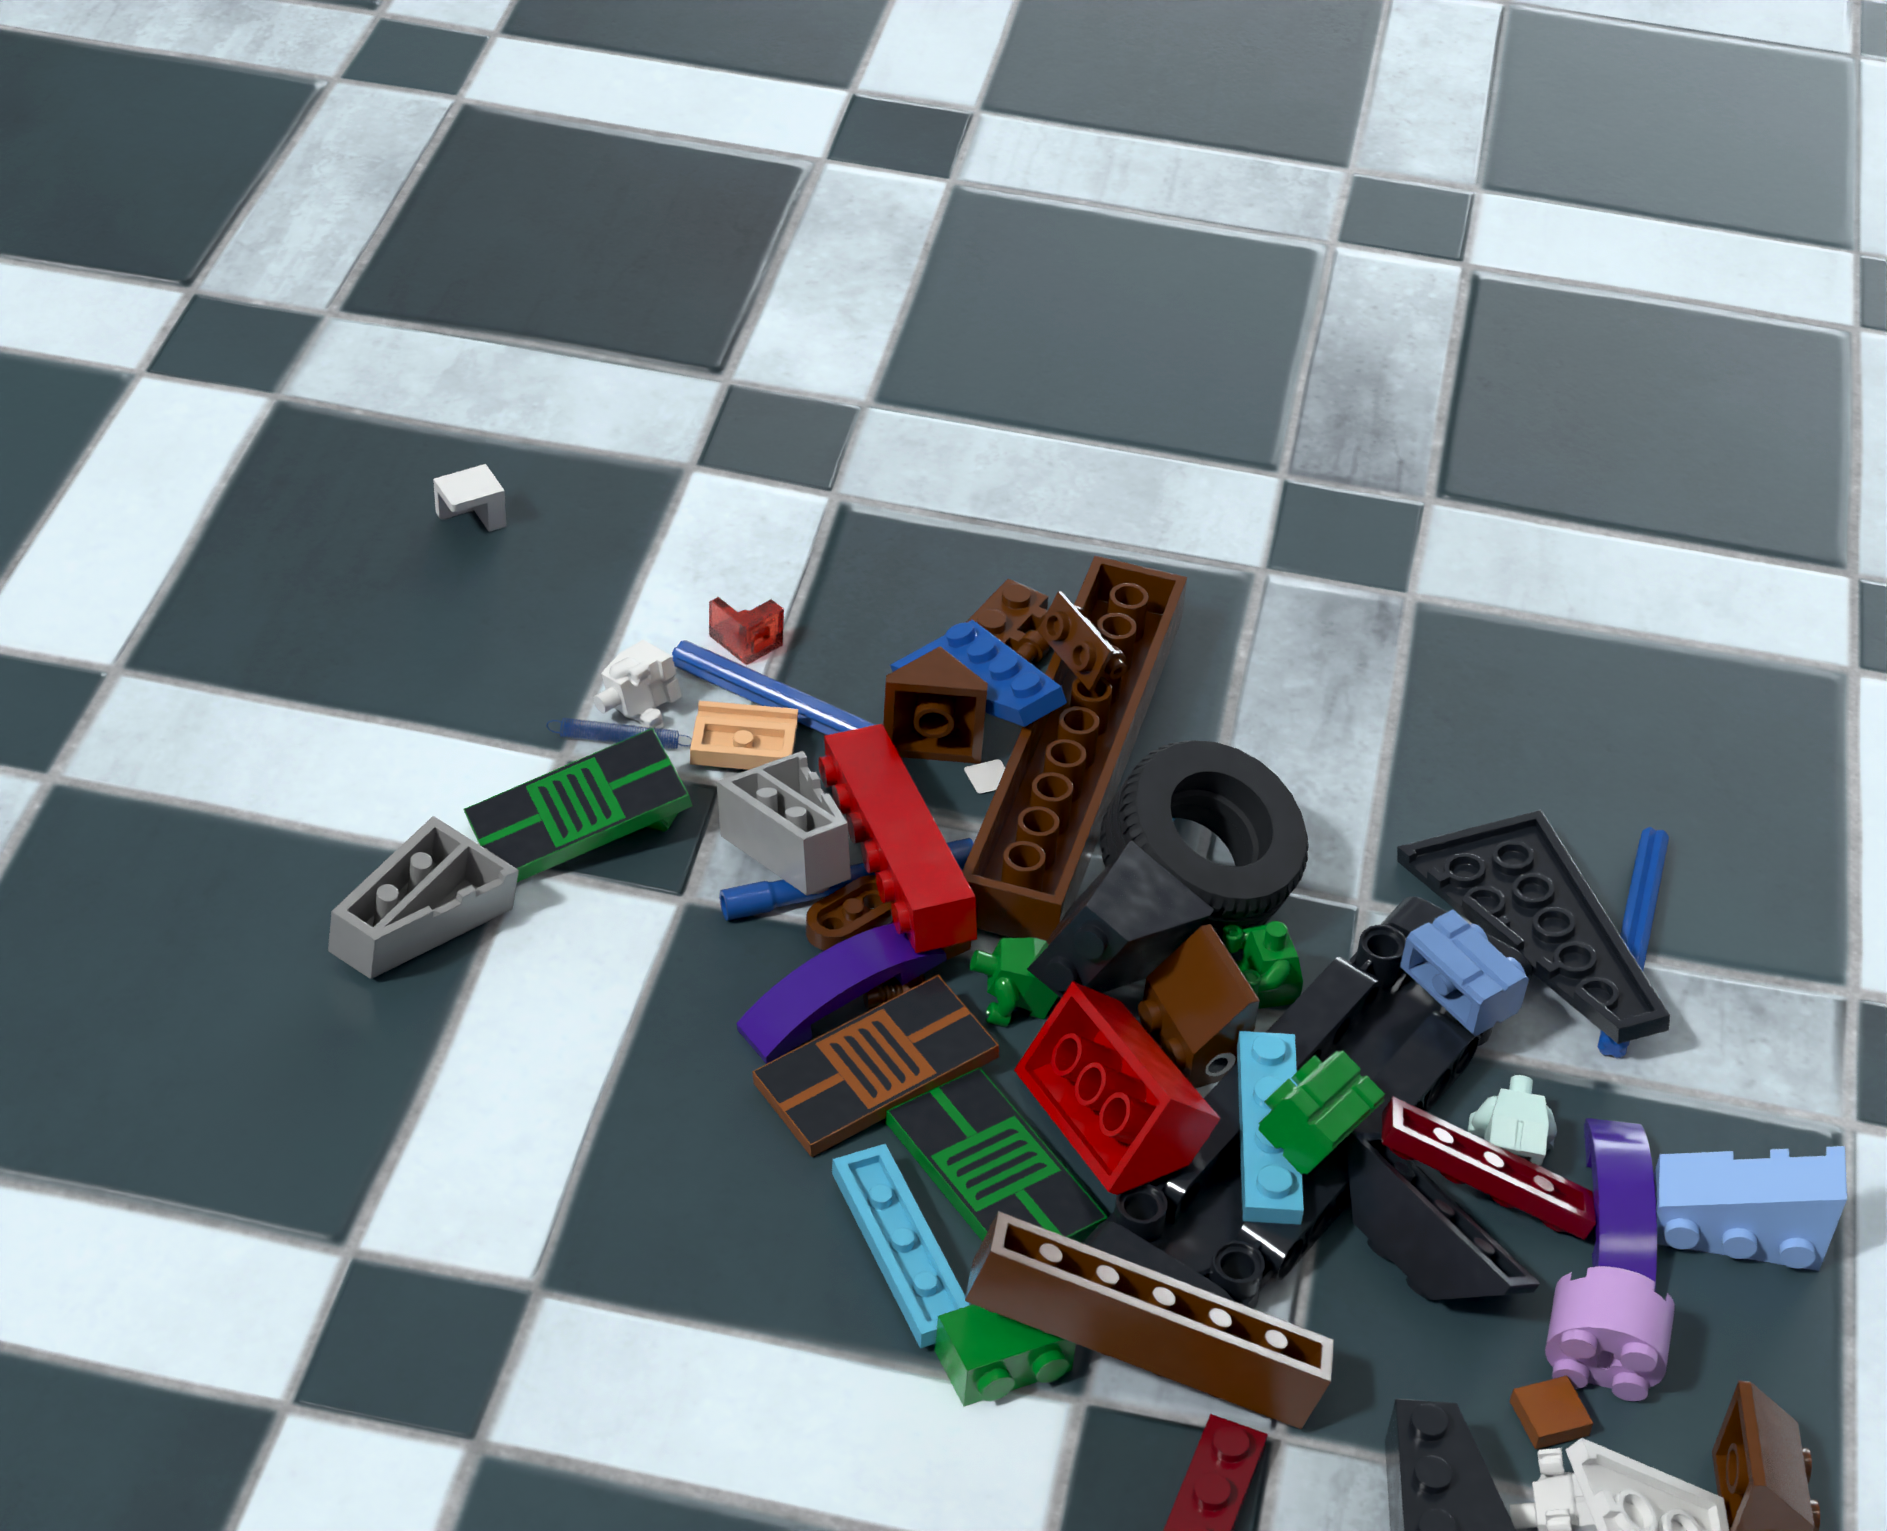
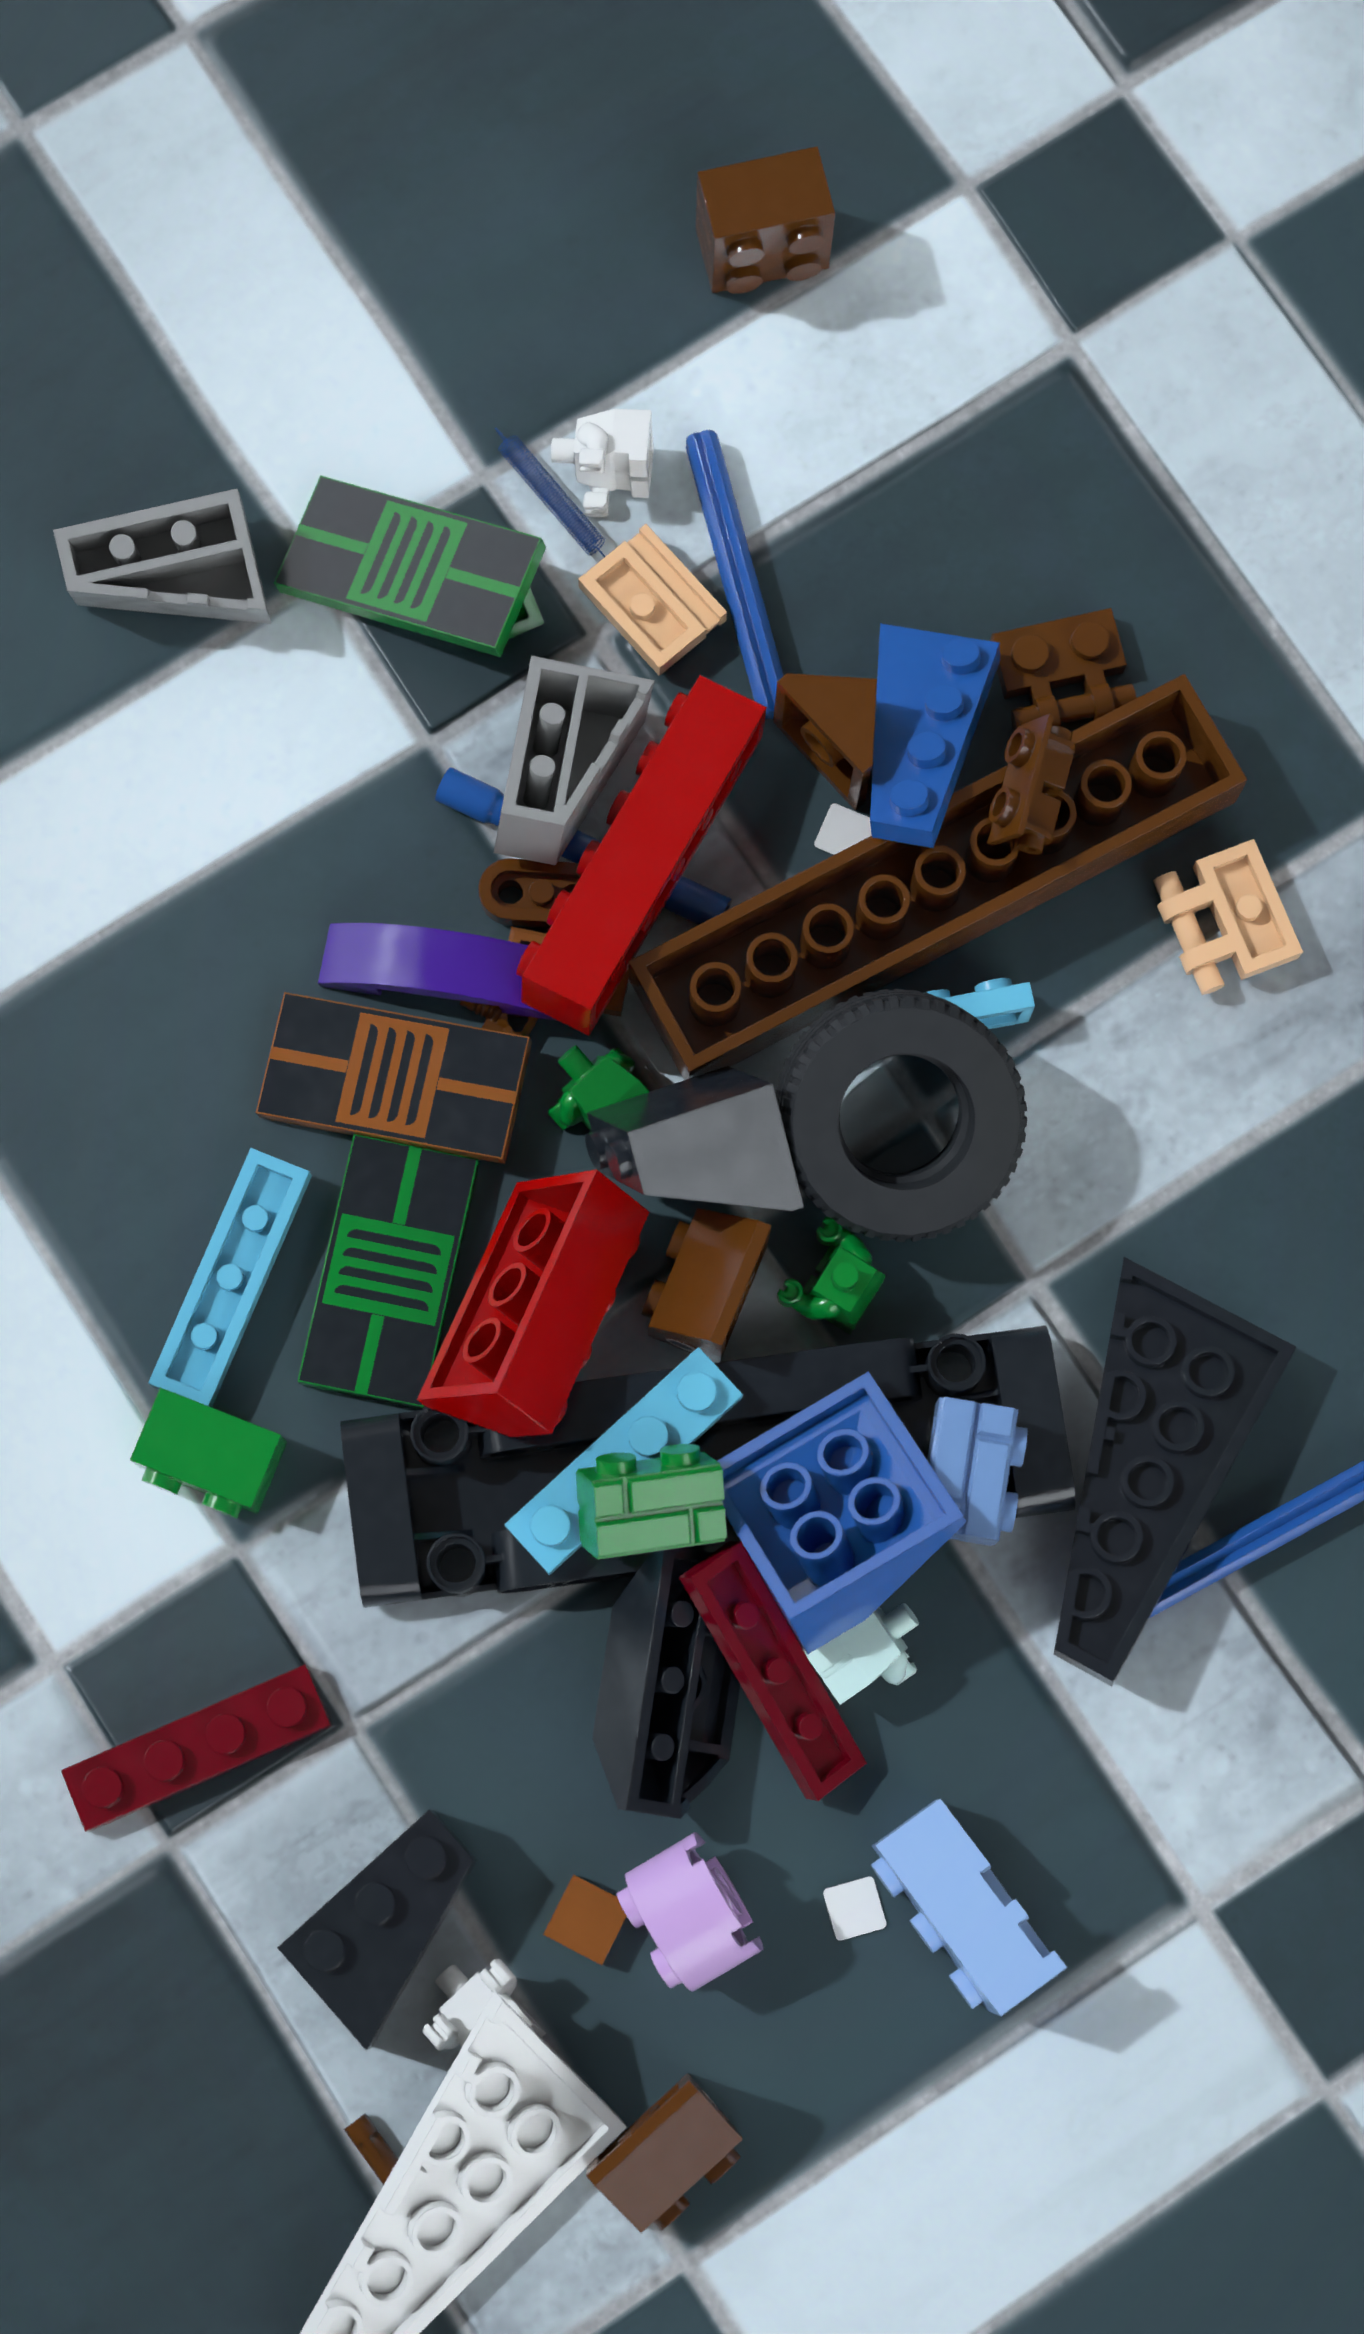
camera: 45 degrees right, 35 degrees up
(470, 491) = (685, 67): white panel -> none
(605, 522) = (764, 220): none -> reddish brown brick
(747, 633) = (790, 463): clear red panel -> none
(1150, 1320) = (299, 1561): reddish brown brick -> none
(1250, 655) = (1246, 912): none -> light nougat plate
(1431, 1038) = (836, 1509): none -> blue slope
(1622, 1196) = (878, 1797): dark purple slope -> none
(1682, 1280) = (854, 1908): none -> white sticker

